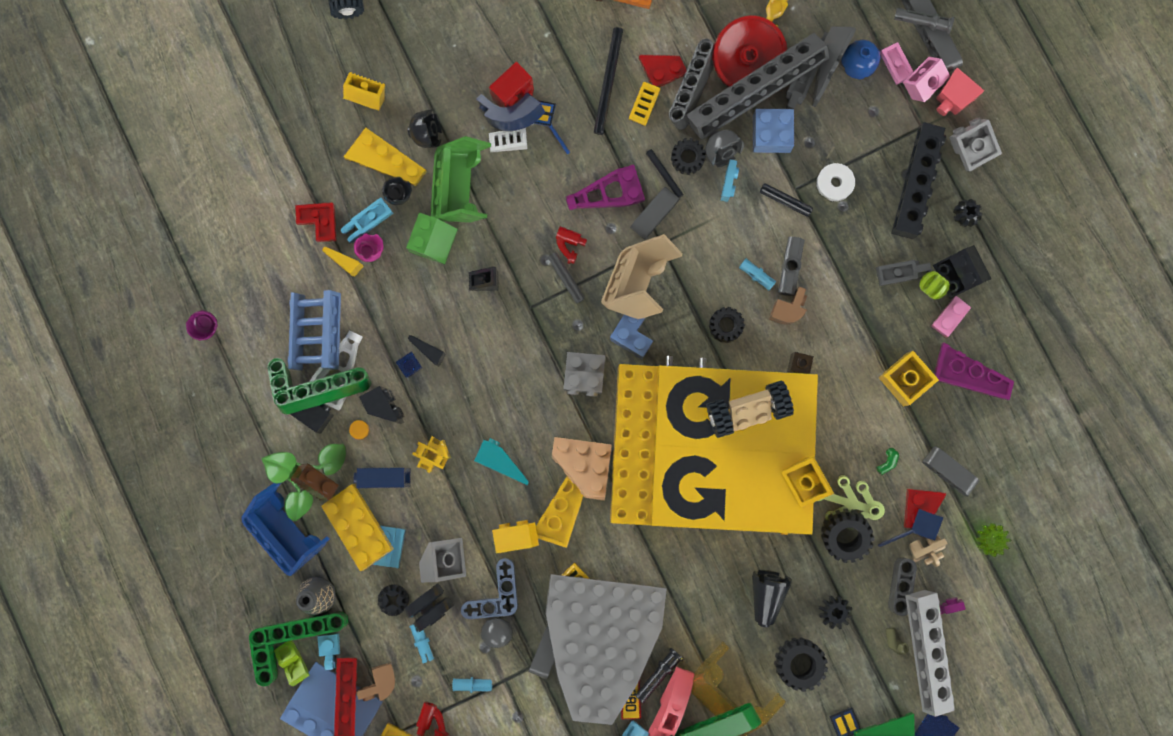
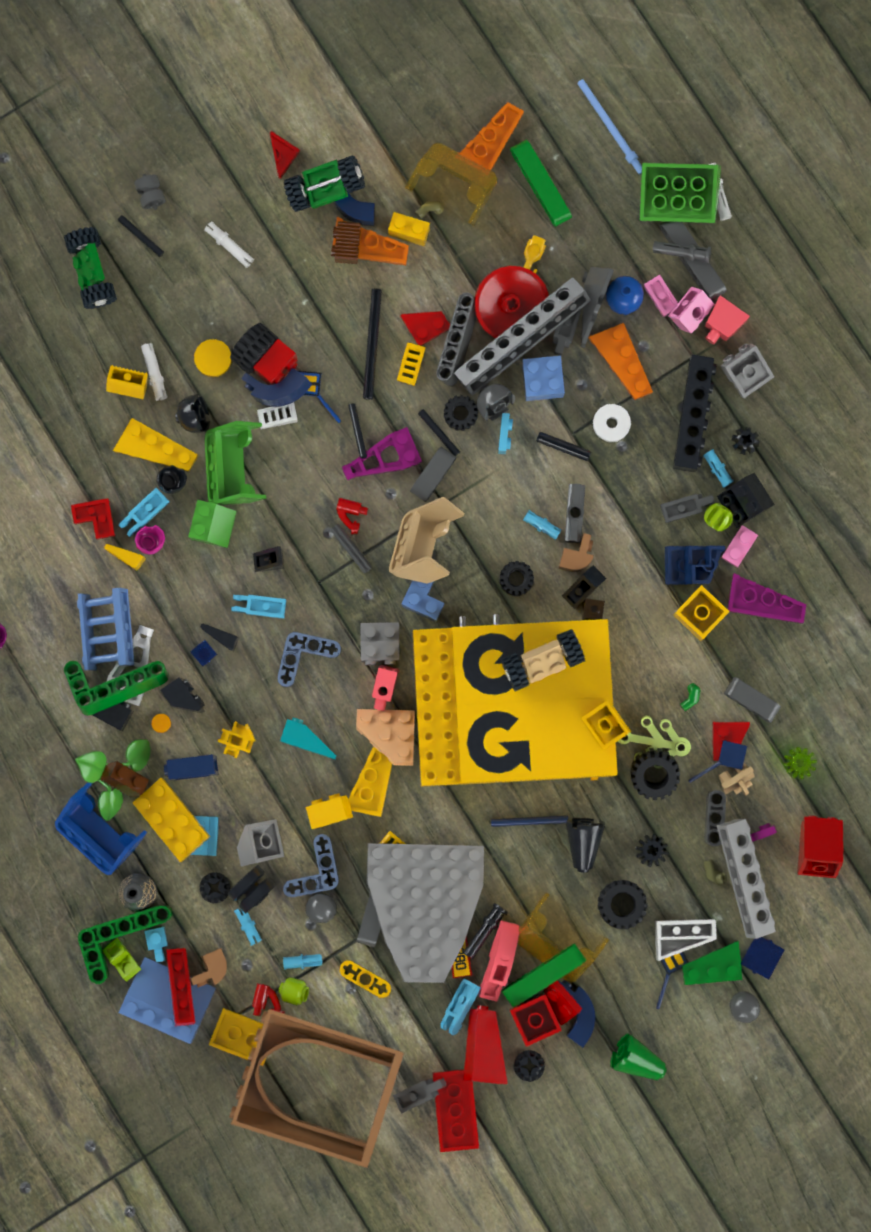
camera: 10 degrees left, 0 degrees up
(392, 85) = (156, 379): none -> white pin
(451, 78) = (212, 358): none -> yellow tile
(460, 715) = (294, 991): none -> lime head
(471, 324) = (261, 606): none -> medium azure hinge
(489, 68) = (252, 347): none -> black tyre
(501, 373) = (297, 650): none -> sand blue beam
(517, 705) = (380, 980): none -> yellow beam
(585, 163) = (357, 430): none -> black bar
(586, 409) = (386, 678): none -> coral torso
(714, 567) = (529, 821): none -> dark blue bar
(793, 340) = (584, 586): none -> black slope
(853, 122) = (622, 358): none -> orange wing
(859, 703) = (680, 935): none -> white wedge
(901, 329) = (691, 564): none -> dark blue slope
(937, 237) = (718, 468): none -> medium azure pin
(1007, 628) = (820, 847): none -> red slope

